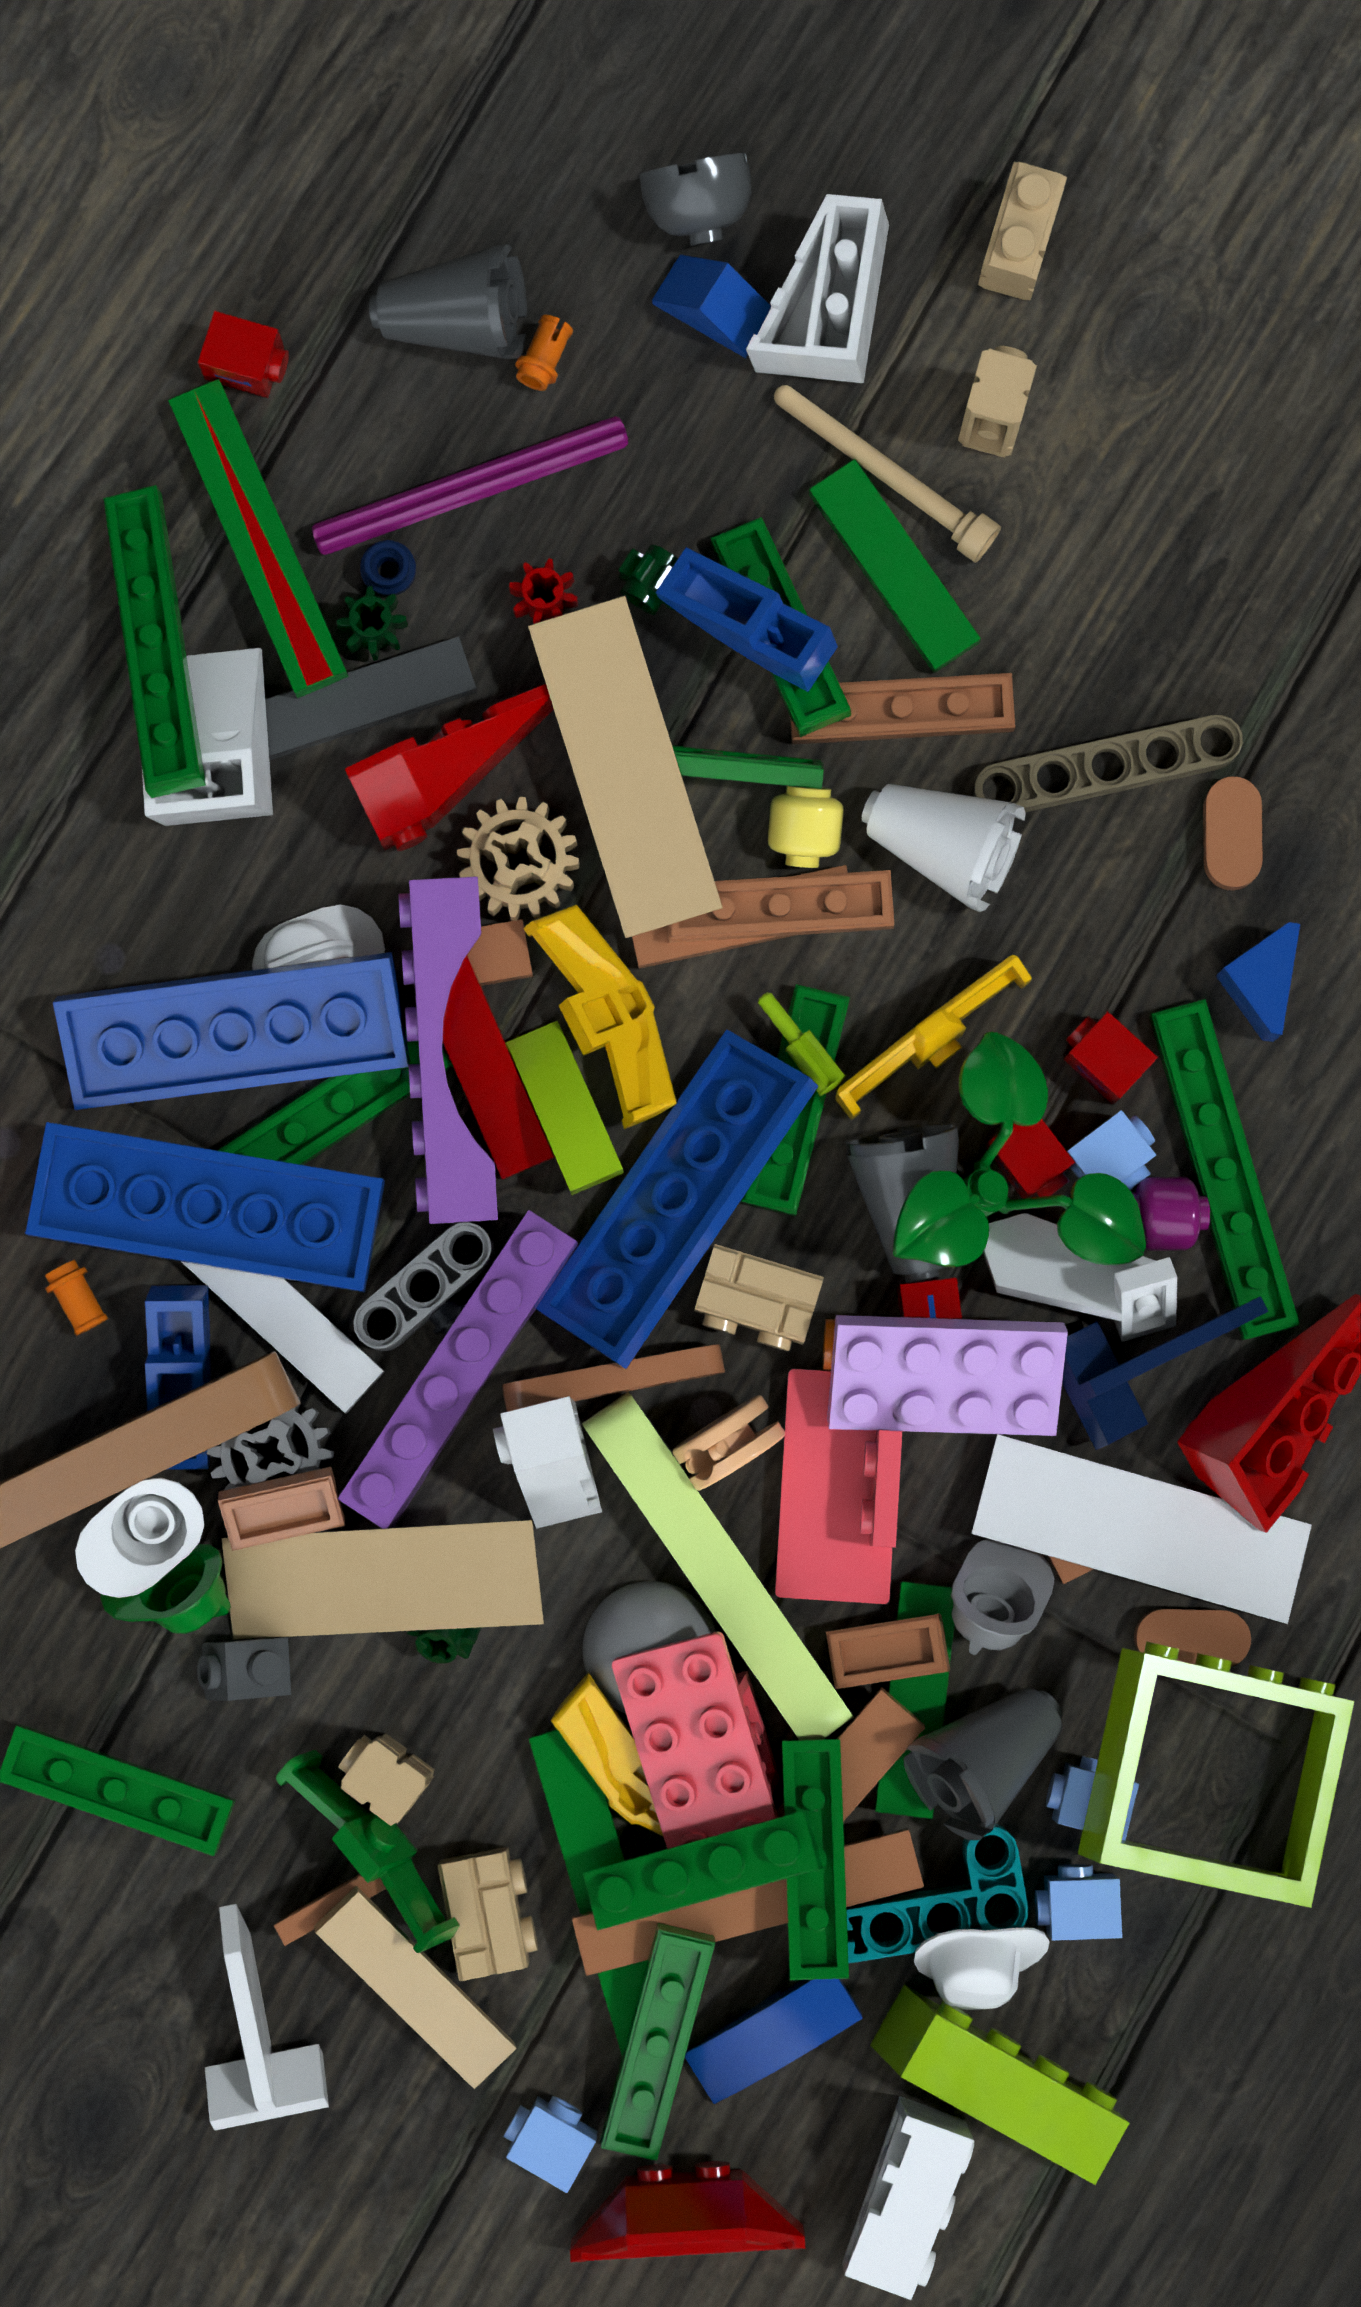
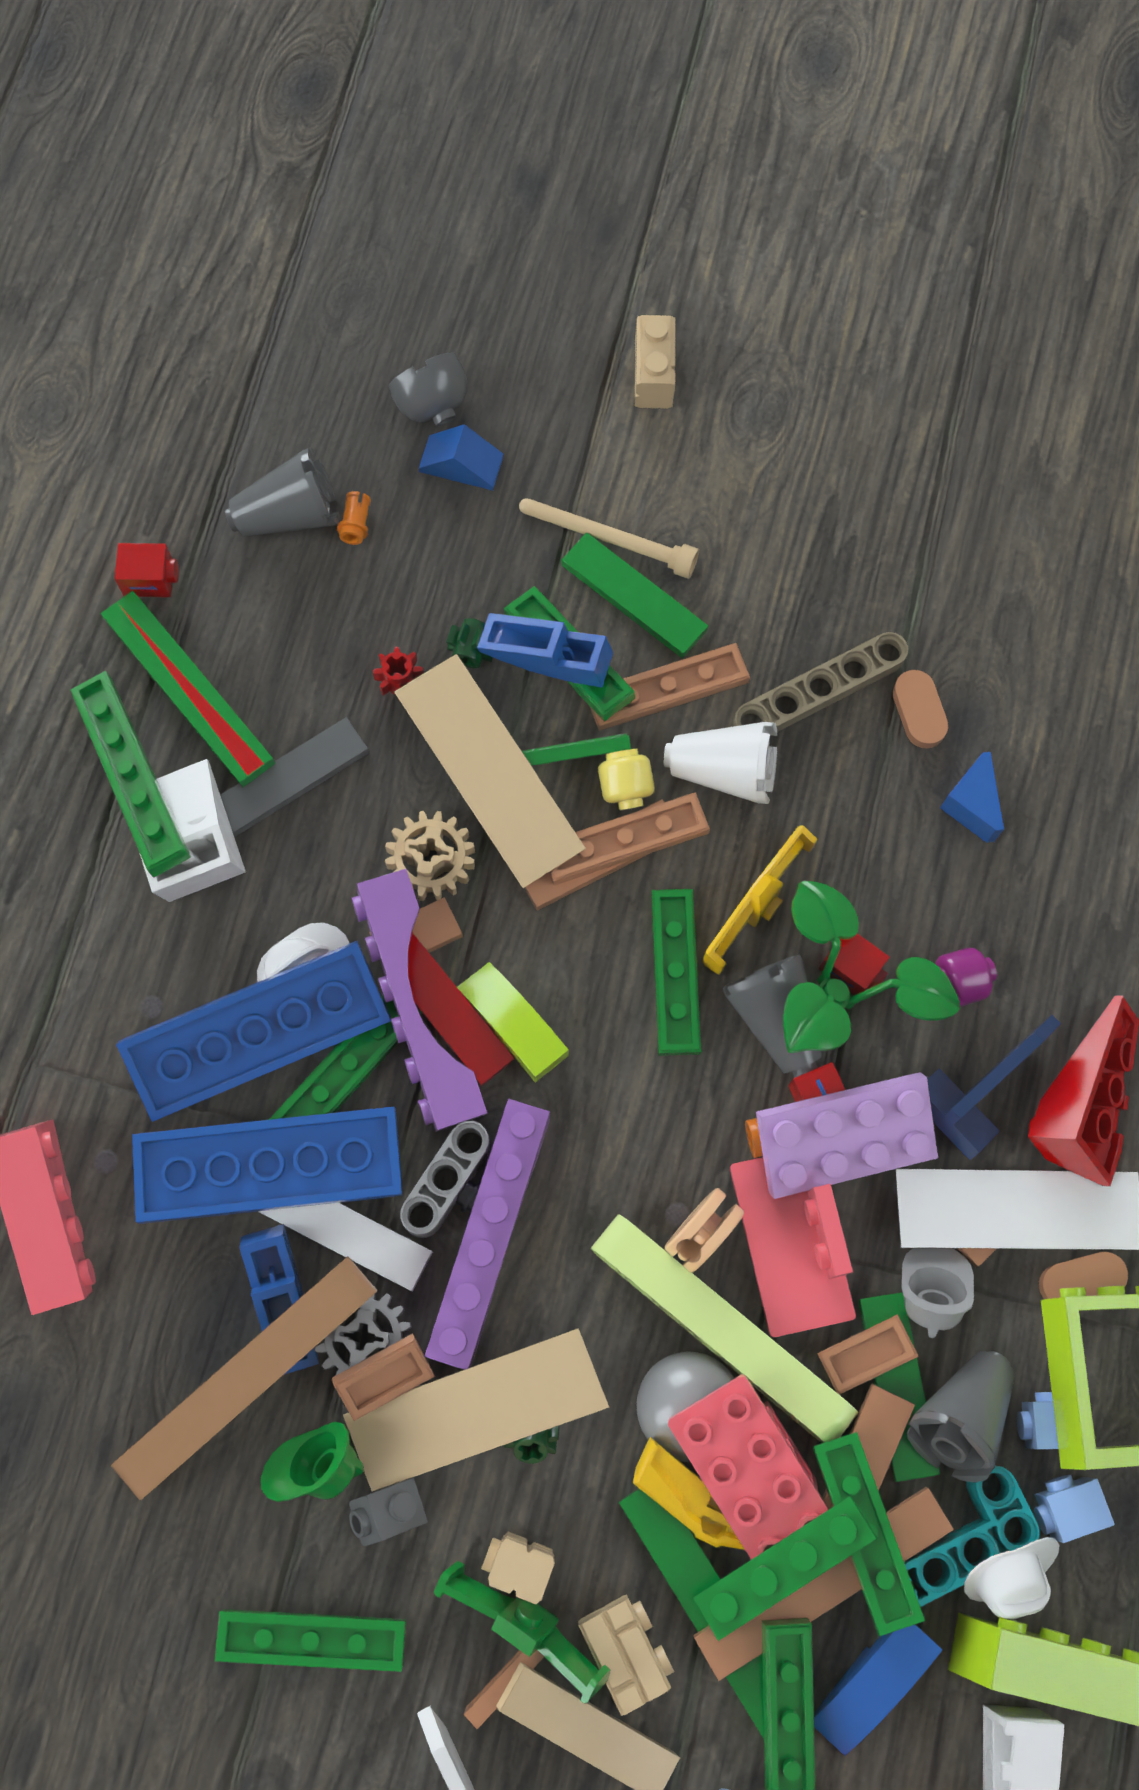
camera: 20 degrees left, 10 degrees down
(75, 1296) = (185, 1261): orange pin -> none
(139, 1537) = (279, 1431): white piece -> none
(373, 608) = (279, 713): dark green gear -> none
(384, 552) = (280, 675): dark blue plate -> none
(418, 785) = (343, 820): red wedge -> none
(470, 485) = (325, 617): magenta axle -> none
(549, 1461) = (577, 1279): white wedge -> none
(608, 1012) = (525, 945): yellow plate -> none
(614, 1378) = (603, 1208): nougat beam -> none
(676, 1198) = (612, 1064): blue plate -> none
(757, 1296) = (692, 1117): tan brick -> none
(803, 1048) = (672, 931): lime axle -> none
(829, 299) = (538, 436): white wedge -> none
(997, 401) = (673, 467): tan brick -> none
(1035, 1265) = (894, 1038): white piece -> none
(1108, 1056) = (887, 879): red brick -> none
(1116, 1149) = (914, 938): light blue brick -> none
(1223, 1165) = (990, 933): green tile -> none

